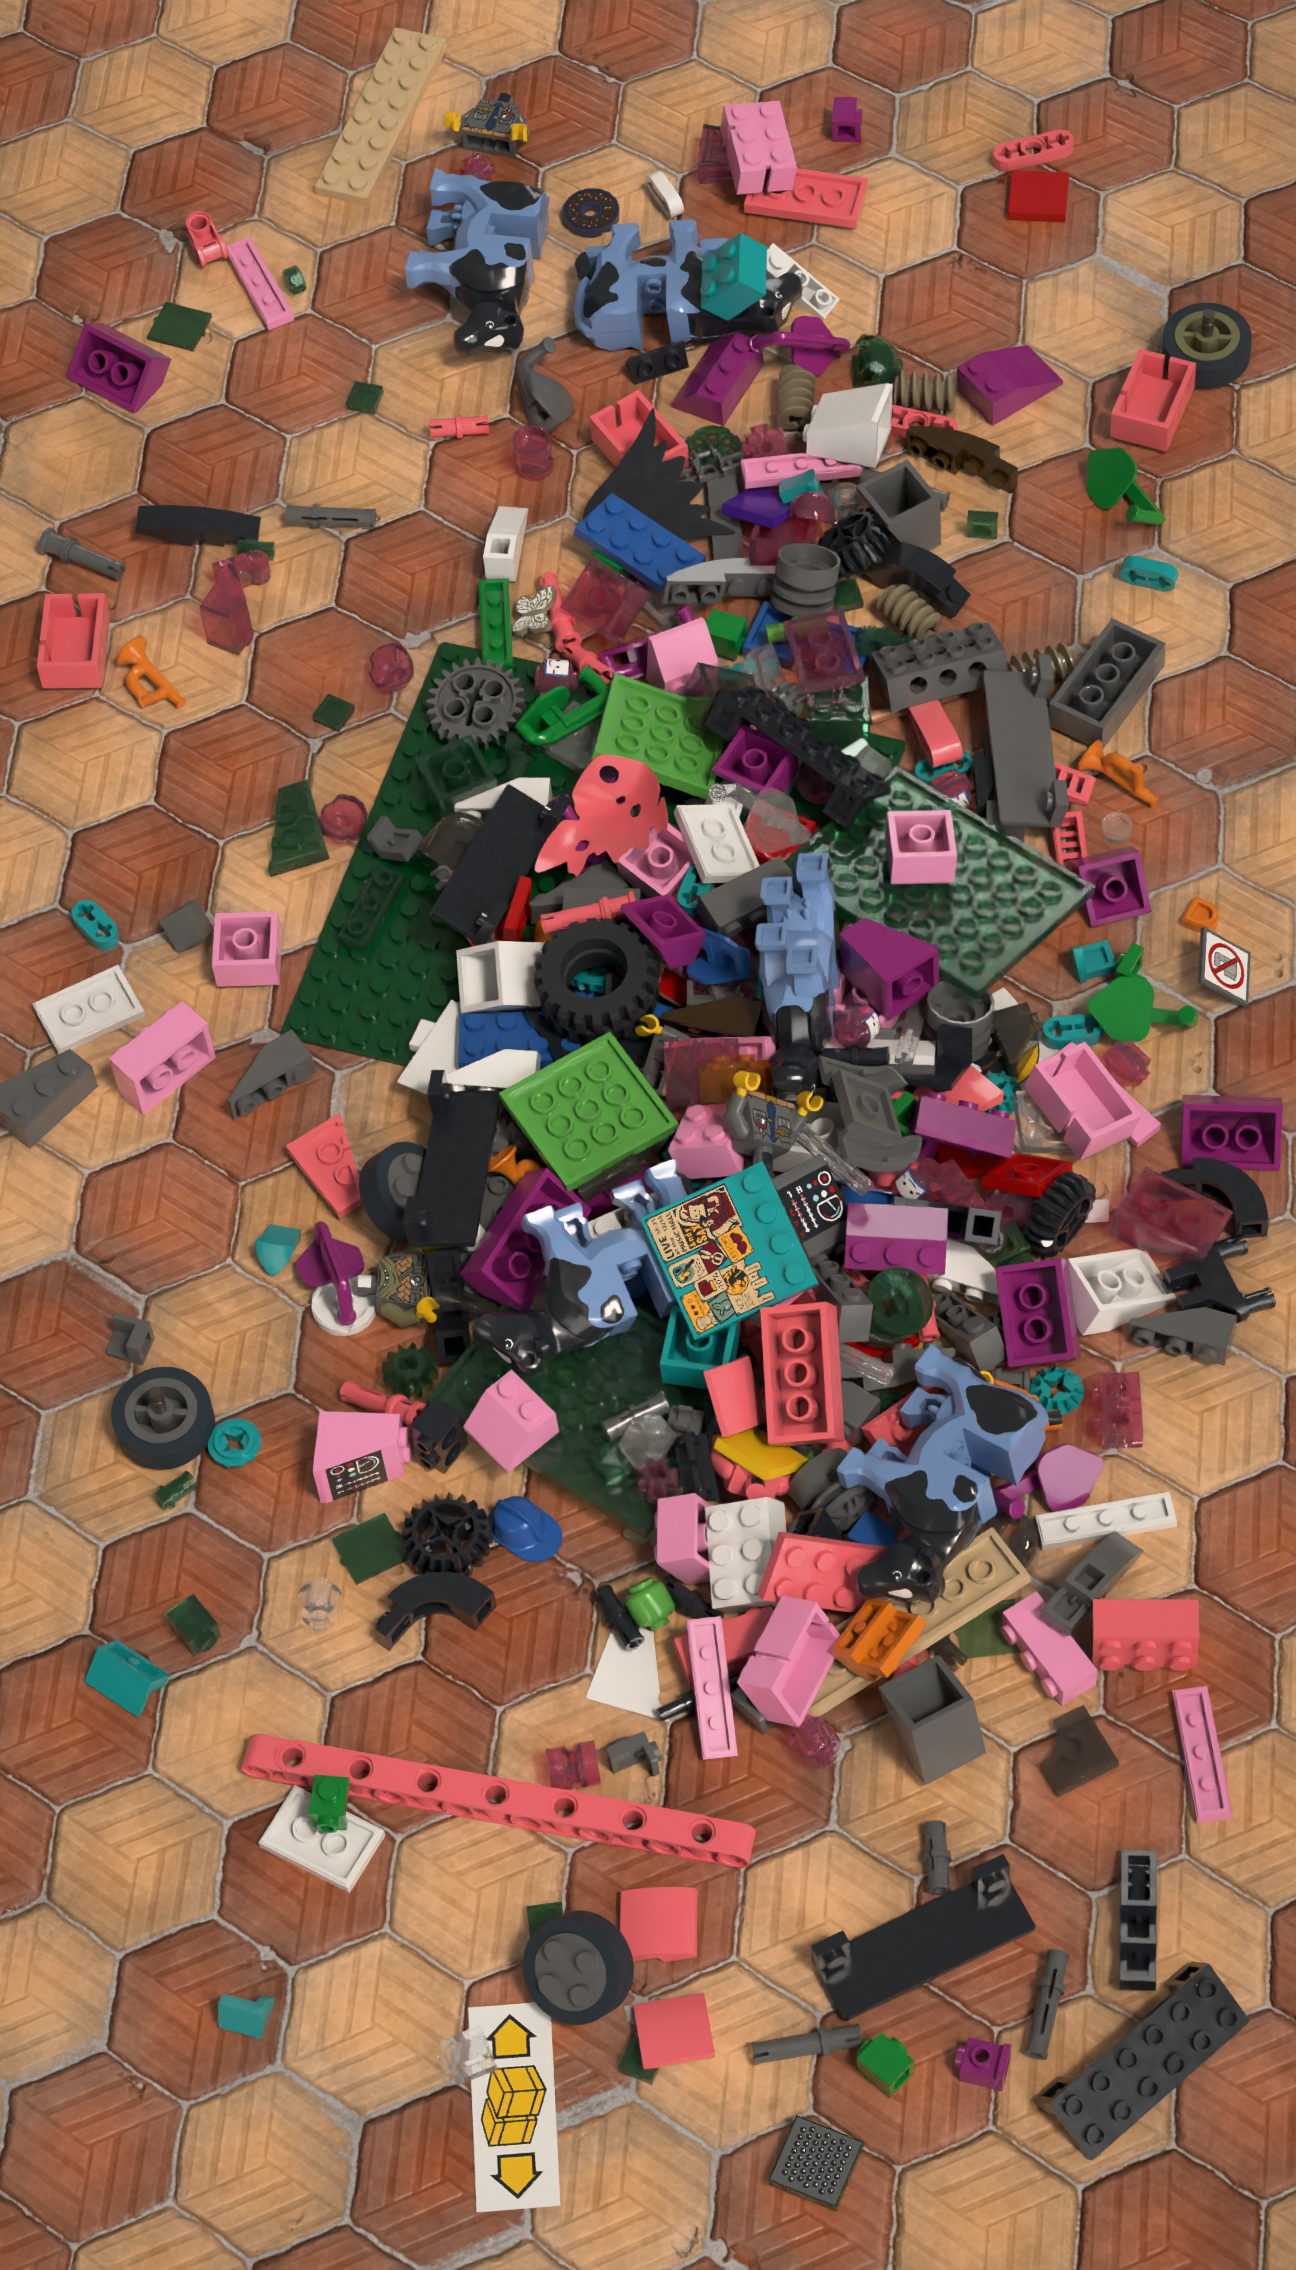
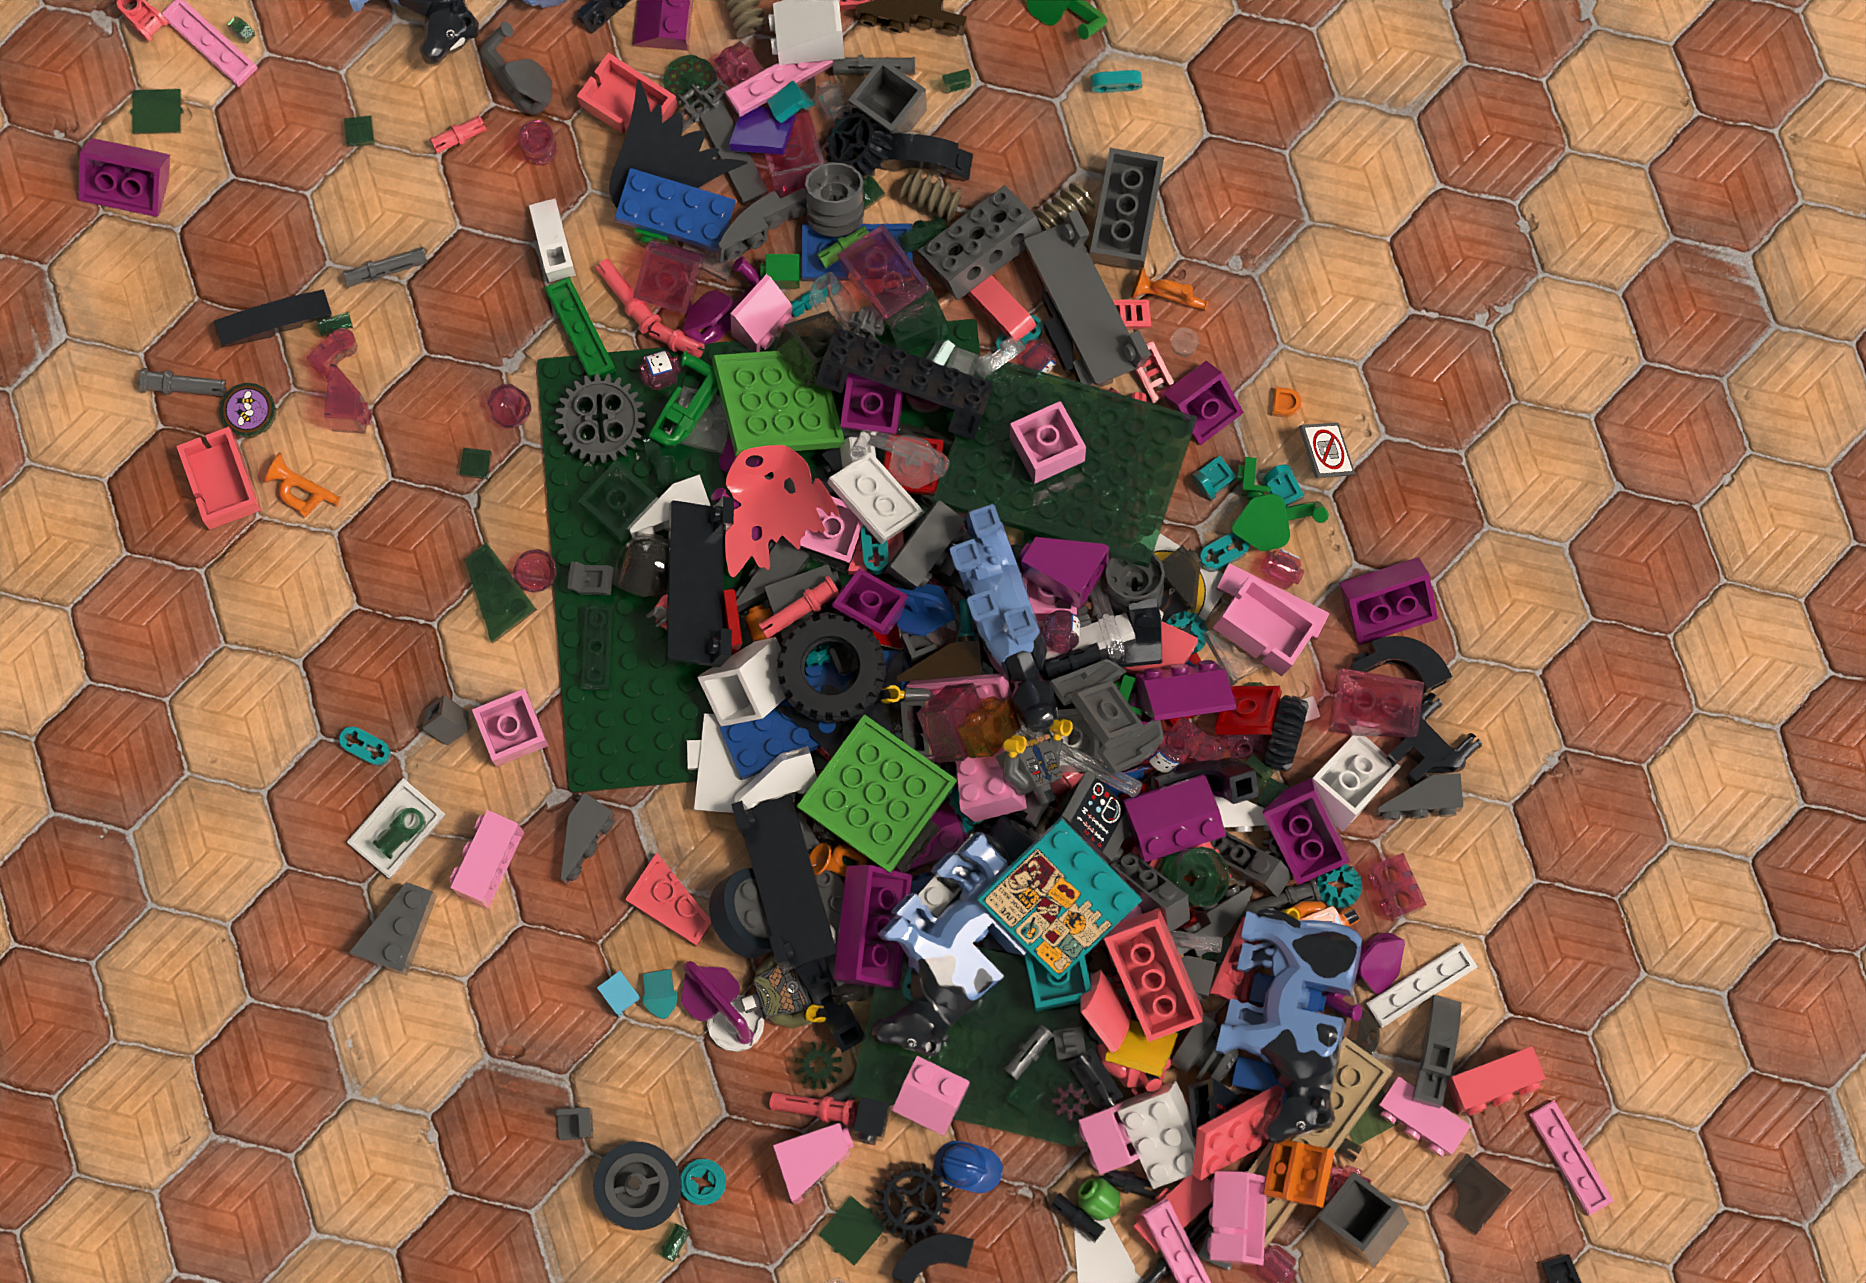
camera: 25 degrees left, 20 degrees up
(87, 1006) = (399, 833): none -> clear green connector
(134, 598) = (248, 410): none -> tile
(234, 1228) = (618, 993): none -> medium azure panel
(534, 612) = (609, 307): dark tan animal -> none
(646, 1438) = (1049, 1073): clear brick -> none
(813, 506) = (810, 123): clear pink hair -> none
(920, 763) = (990, 362): none -> clear plate
(1165, 983) = (1283, 484): none -> teal tile

